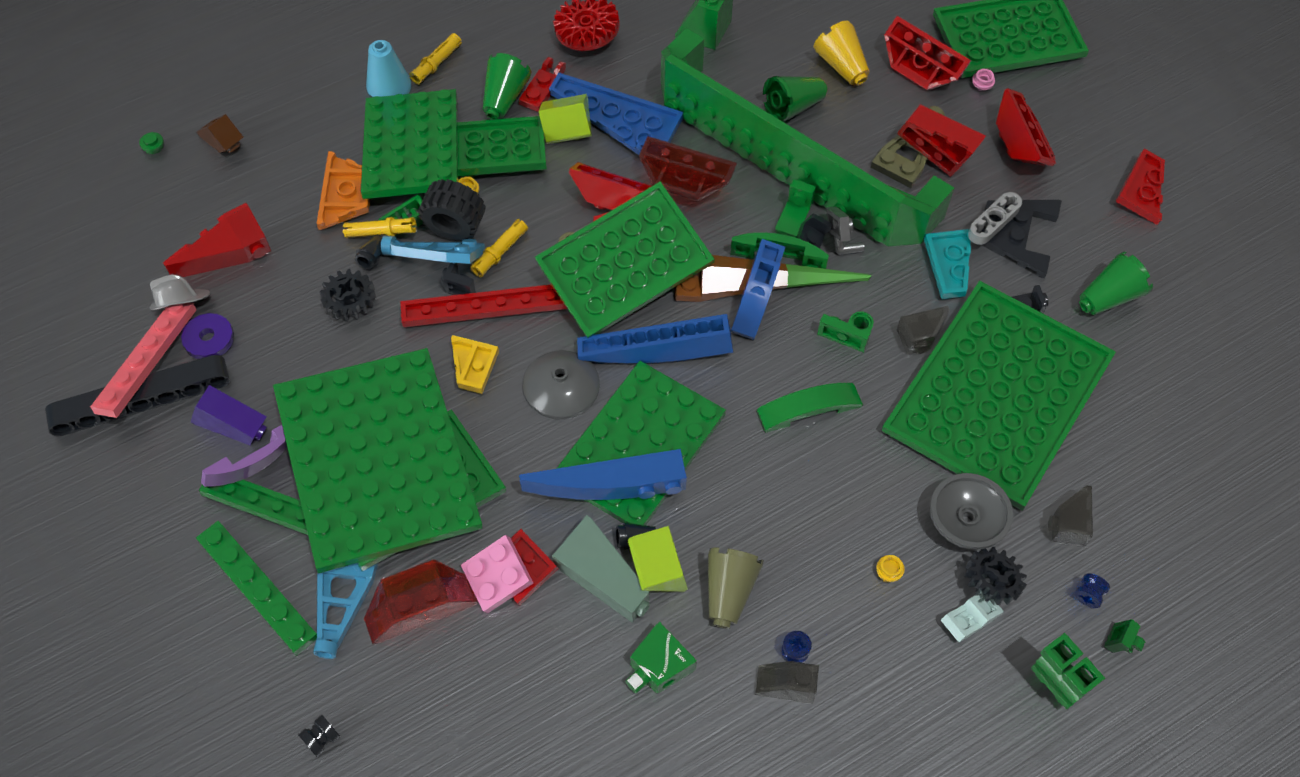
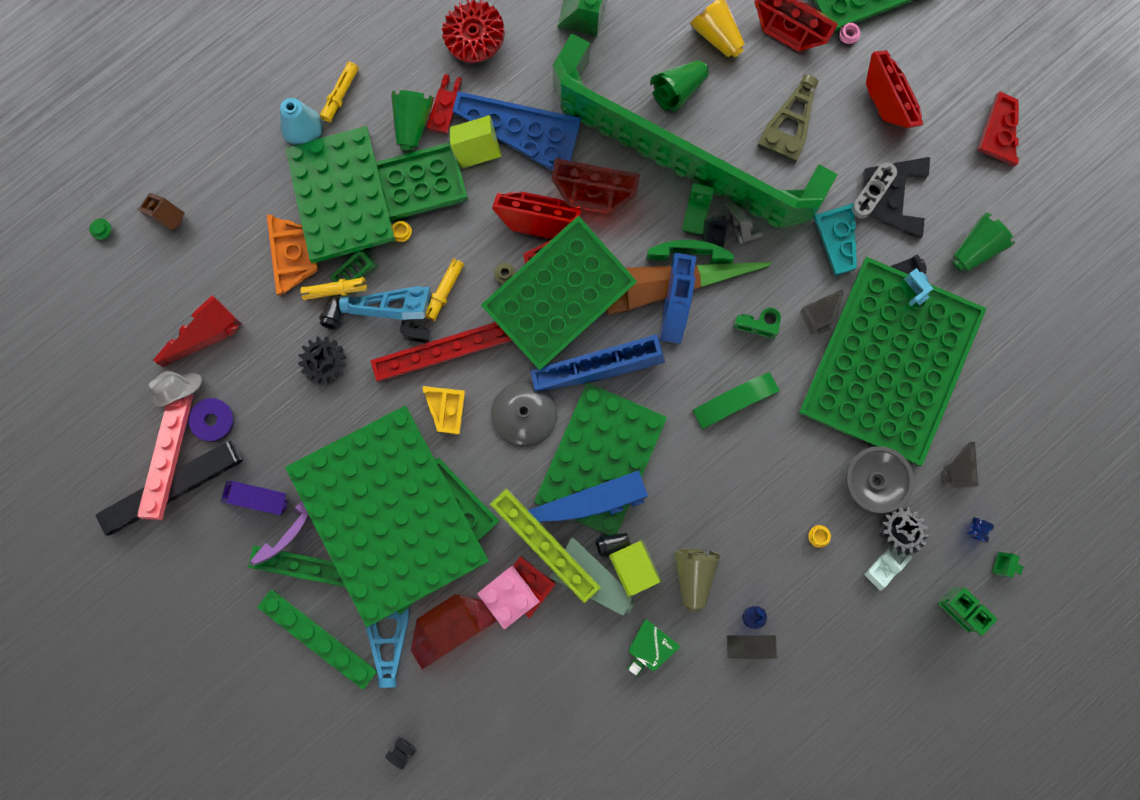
camera: 10 degrees left, 20 degrees up
(451, 210) = (395, 265): black tyre -> none
(553, 514) = (545, 545): none -> lime tile
(940, 138) = (818, 114): red wedge -> none
(1037, 313) = (919, 283): none -> medium azure bracket

